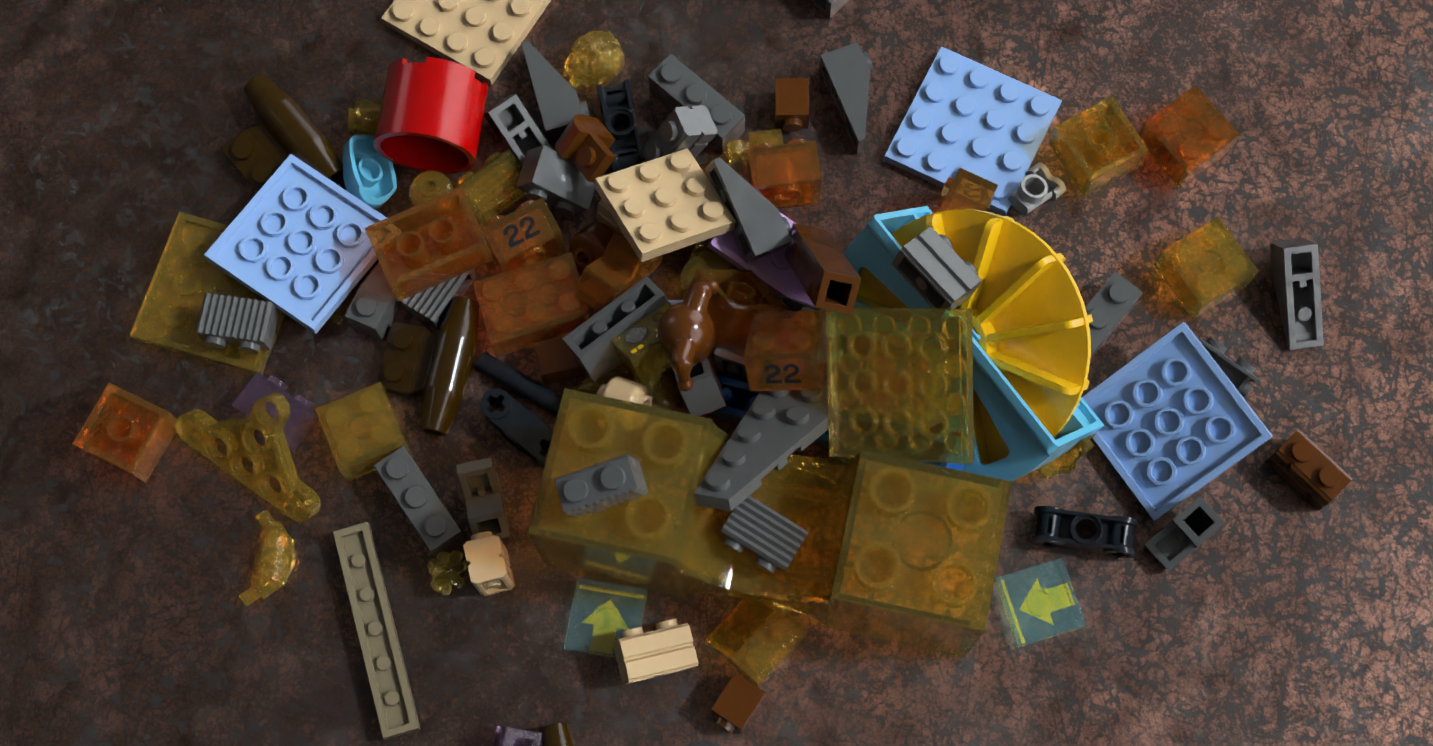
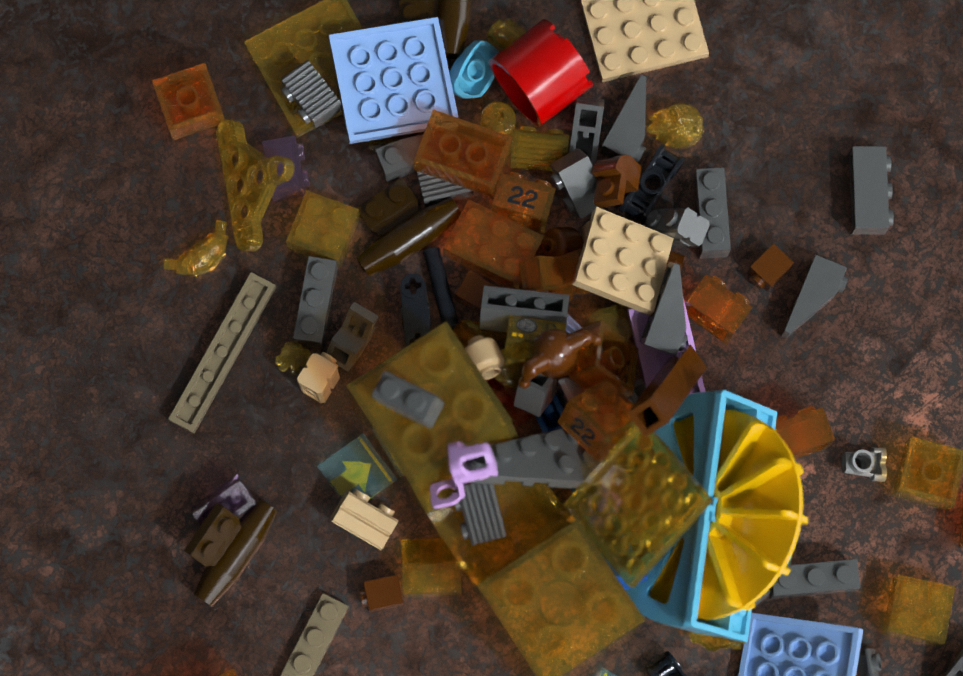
camera: 40 degrees right, 5 degrees up
(718, 508) = (457, 455): none -> lavender piece
(737, 149) = (728, 273): clear yellow plate -> none
(936, 270) = (723, 459): dark grey brick -> none
(972, 122) = (868, 388): light blue plate -> none

